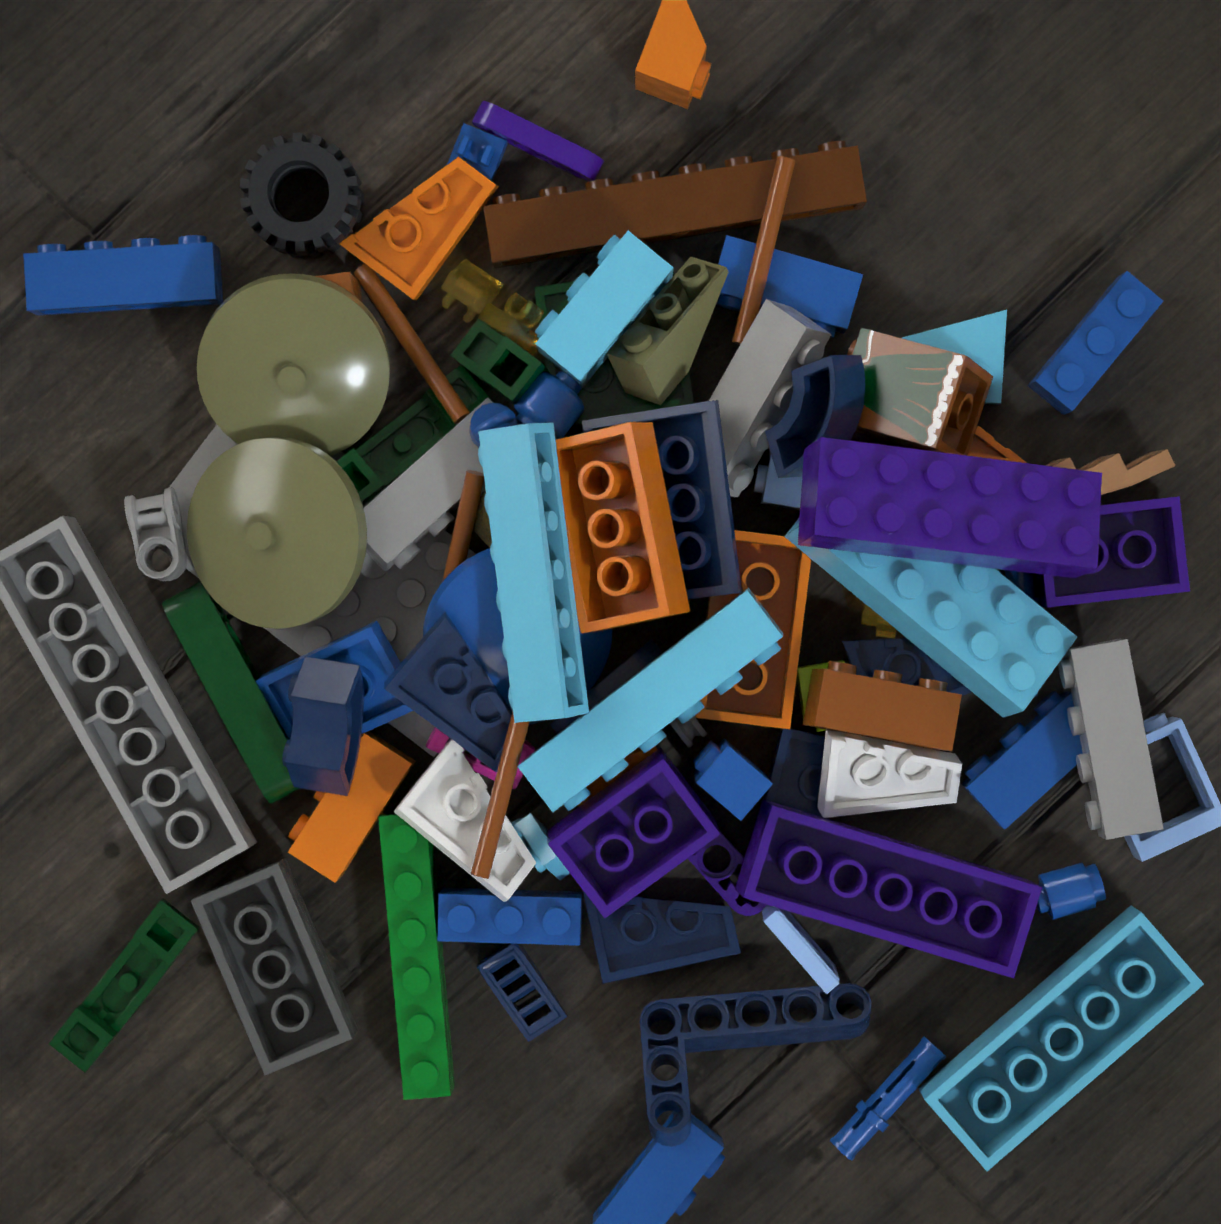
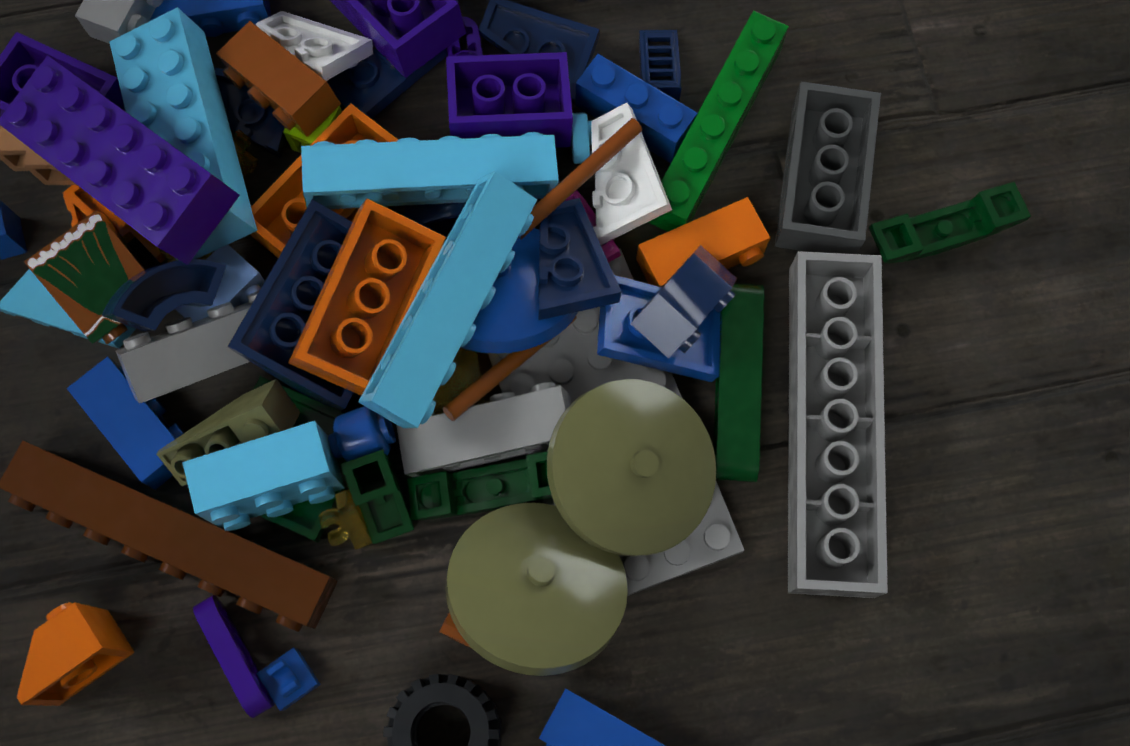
camera: 145 degrees left, 15 degrees down
(155, 531) = (728, 531): light grey piece -> none
(411, 343) = (436, 557): dark orange bar -> none
(423, 228) = (367, 644): orange wing -> none
(470, 287) = (362, 572): clear yellow tile -> none
(490, 417) = (413, 445): blue tile -> none
(730, 777) = (413, 88): blue brick -> none
(764, 246) = (119, 450): dark orange bar -> none

